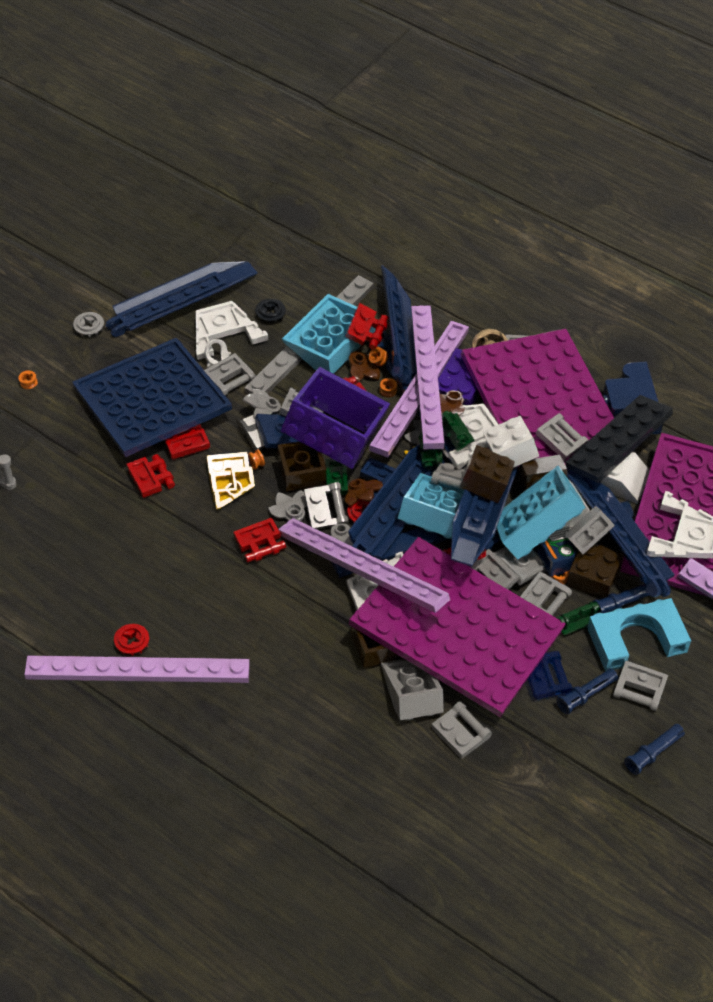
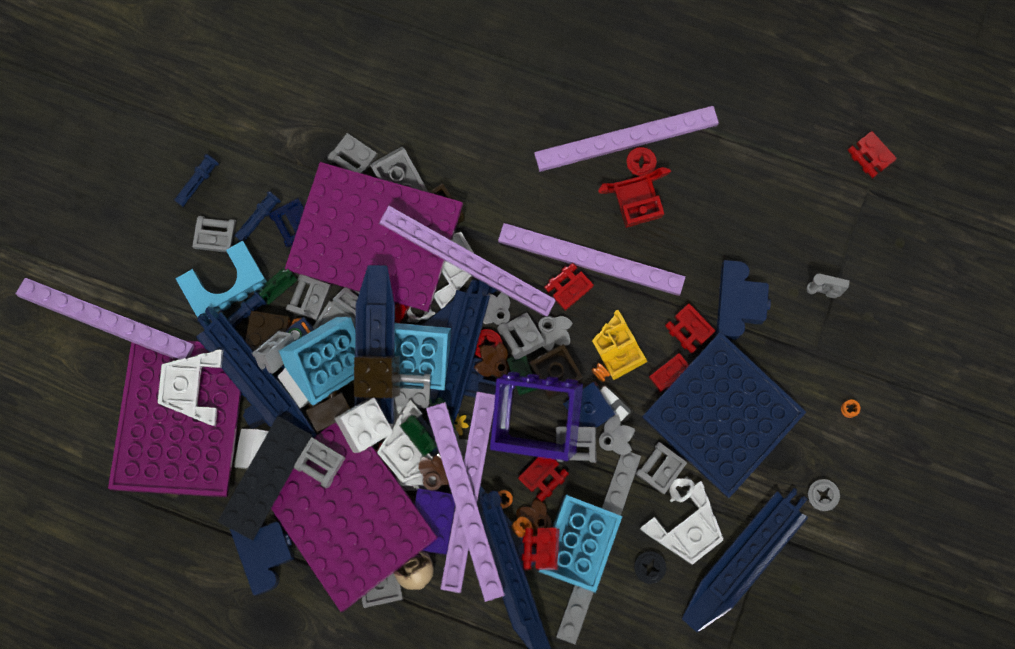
camera: 170 degrees right, 25 degrees up
(90, 483) = (740, 300): none -> dark blue brick
(152, 596) = (637, 197): none -> red piece
(227, 562) = (591, 259): none -> lavender plate

